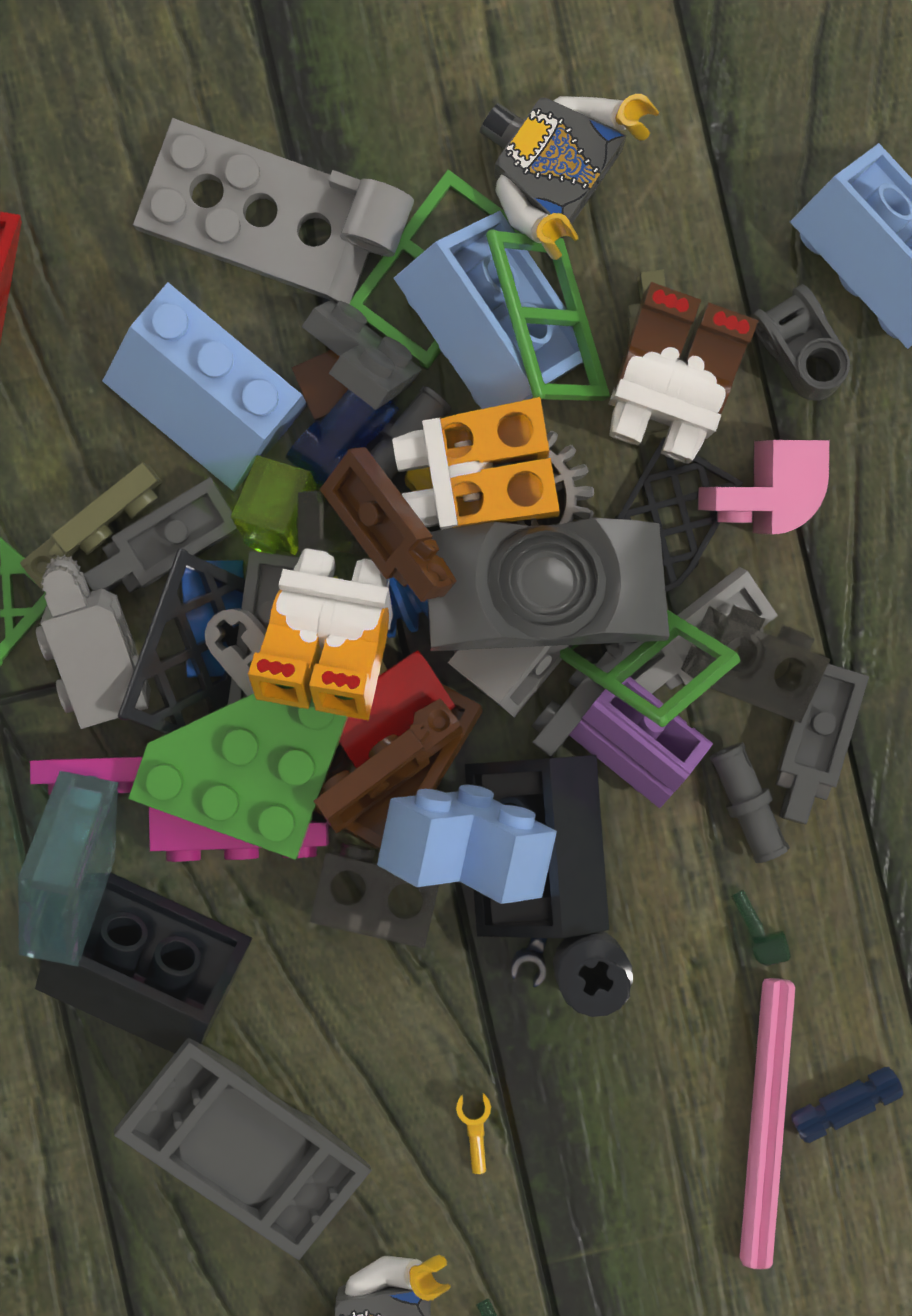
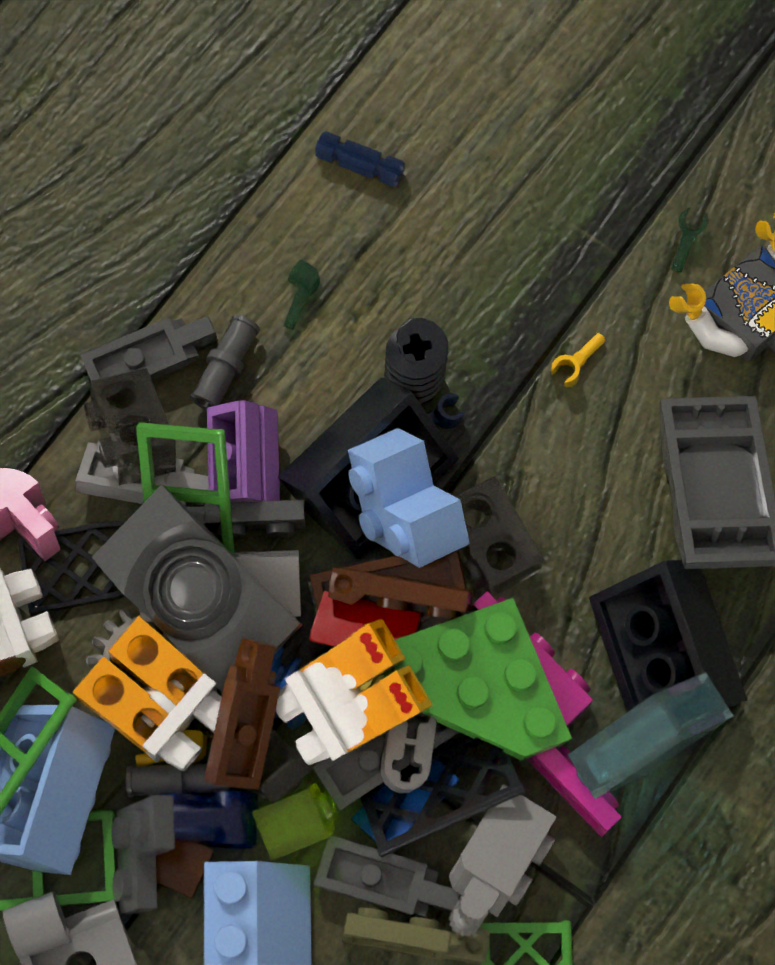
camera: 140 degrees left, 15 degrees down
(767, 1123) = (412, 195): bright pink axle -> none

